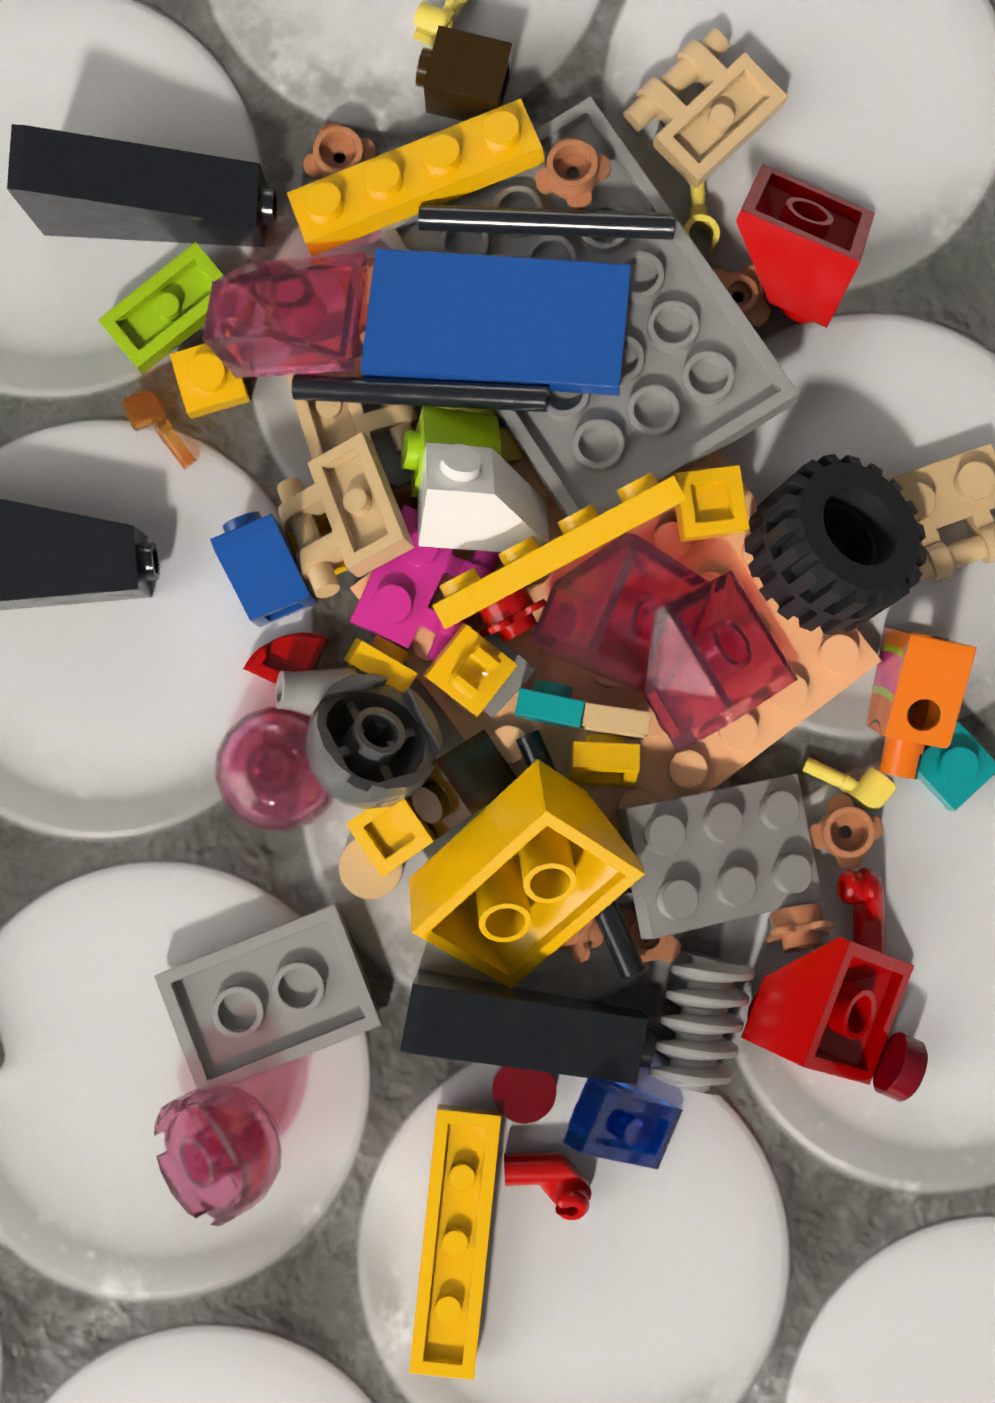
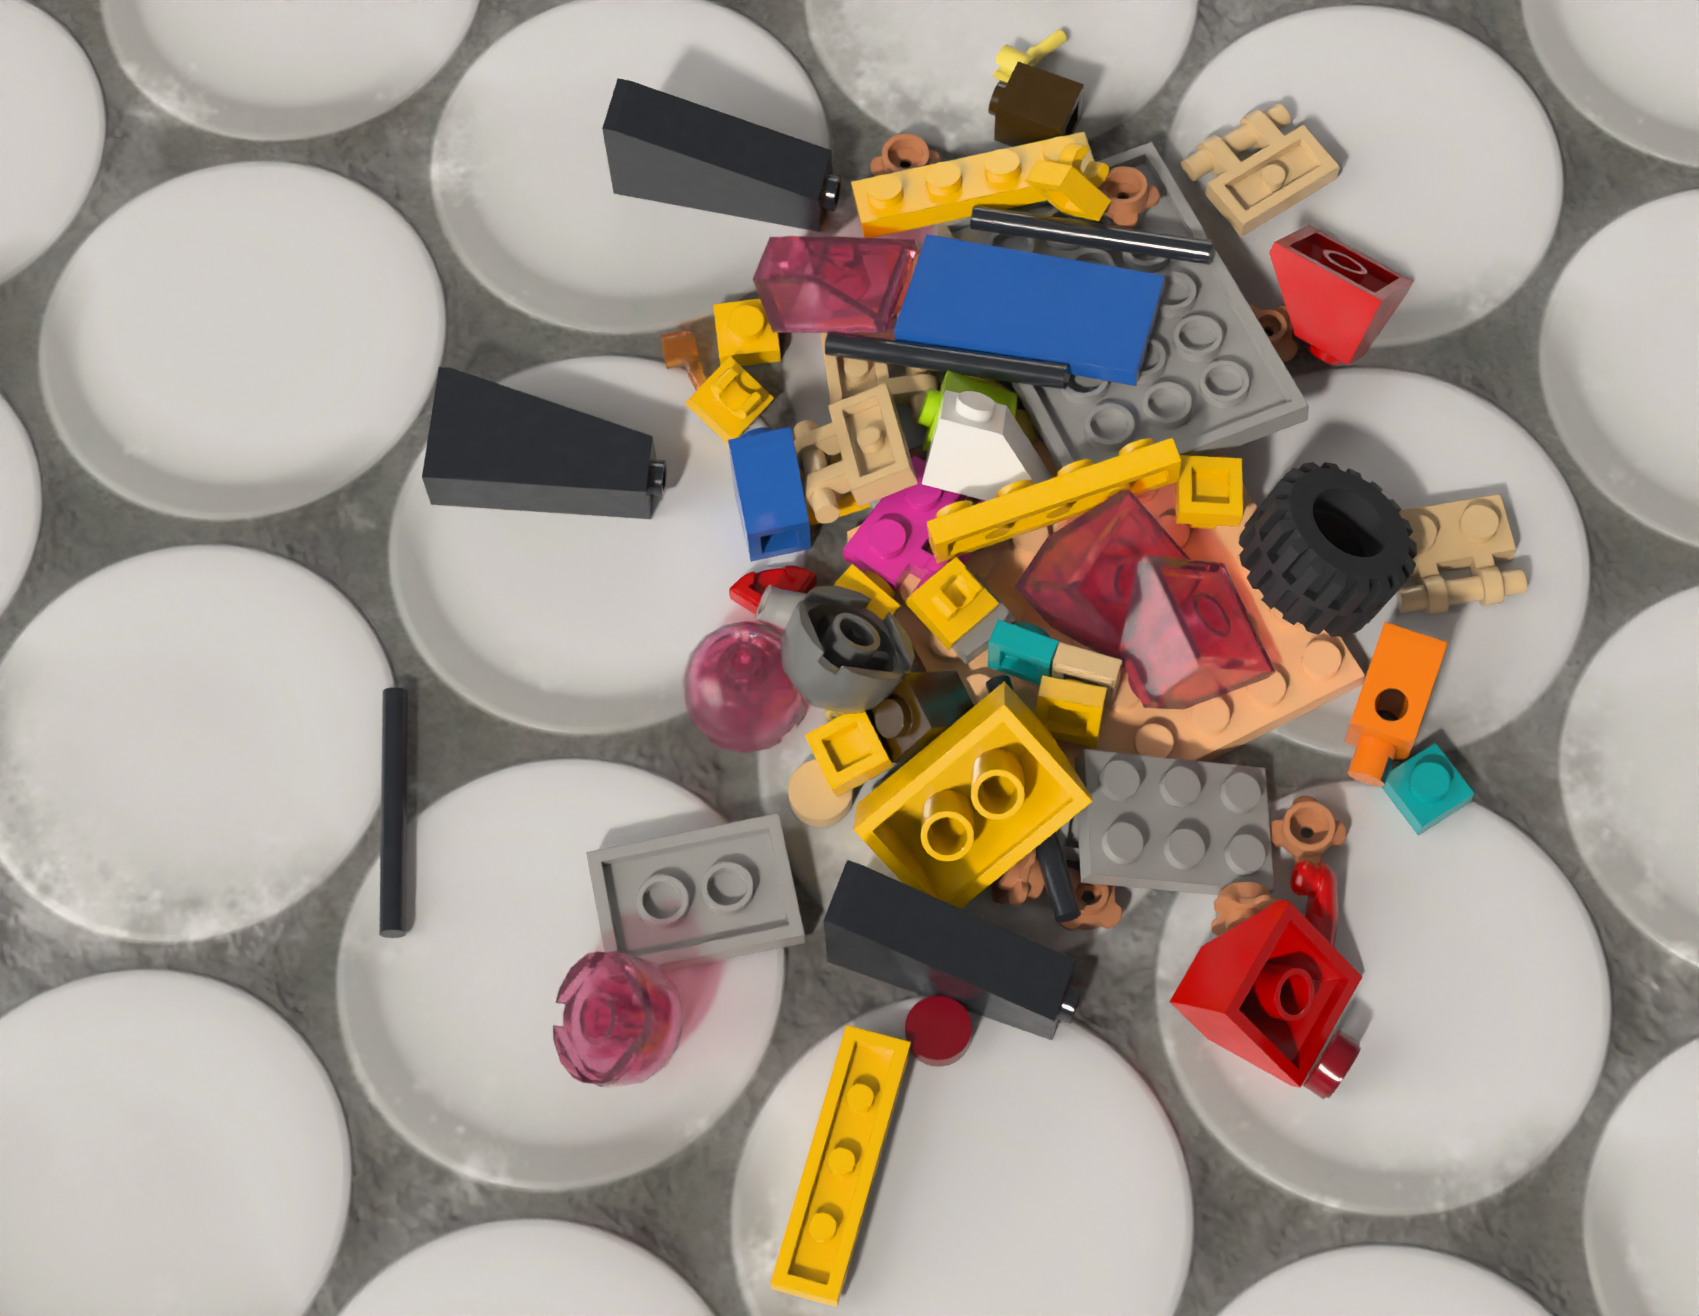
camera: 15 degrees right, 20 degrees down
(163, 309) = (713, 266): lime plate -> none
(206, 460) = (729, 400): none -> yellow tile
(511, 615) = (1000, 556): red plate -> none
(517, 172) = (1068, 187): none -> yellow tile
(555, 1176) = (954, 1119): red arm -> none
(621, 1124) = (1032, 1069): clear blue slope -> none
(698, 216) = (1241, 261): light yellow hand -> none
(702, 1023) = (1125, 984): light grey piece -> none
(868, 792) = (1339, 796): light yellow hand -> none

